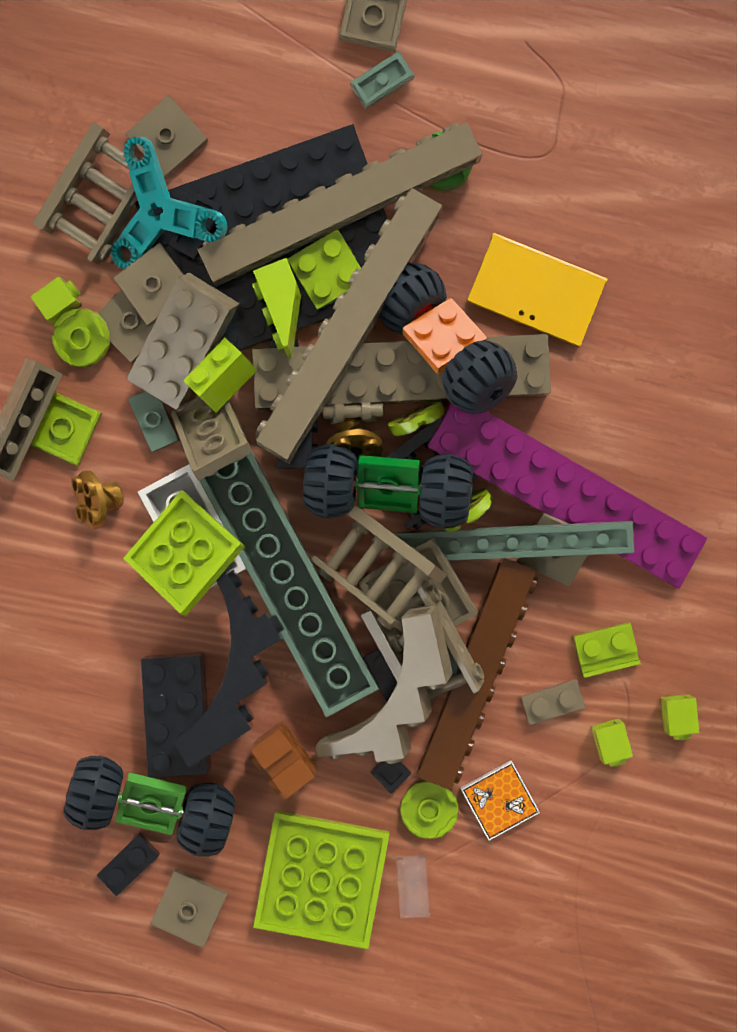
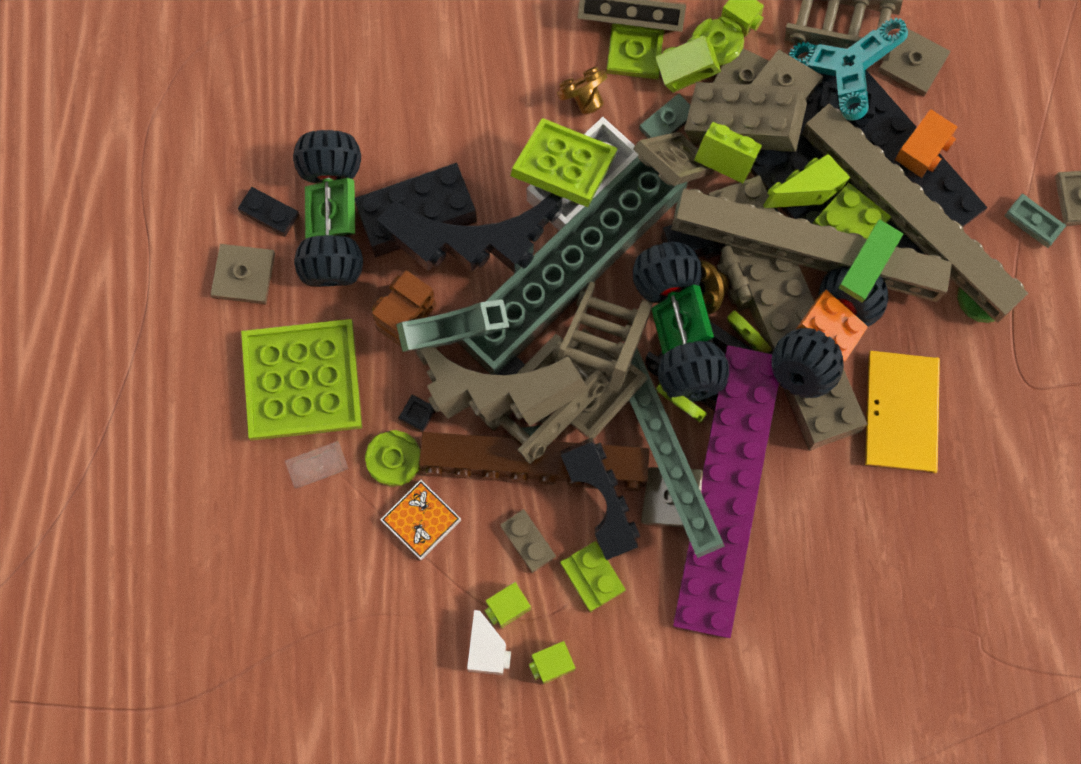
camera: 70 degrees right, 15 degrees down
(100, 379) = (688, 63): none -> lime piece
(270, 162) = (926, 143): none -> orange brick
(325, 720) = (453, 326): none -> sand green arch
(389, 272) = (870, 261): none -> bright green tile
(507, 628) = (586, 465): none -> black arch
(647, 774) = (487, 648): none -> white slope

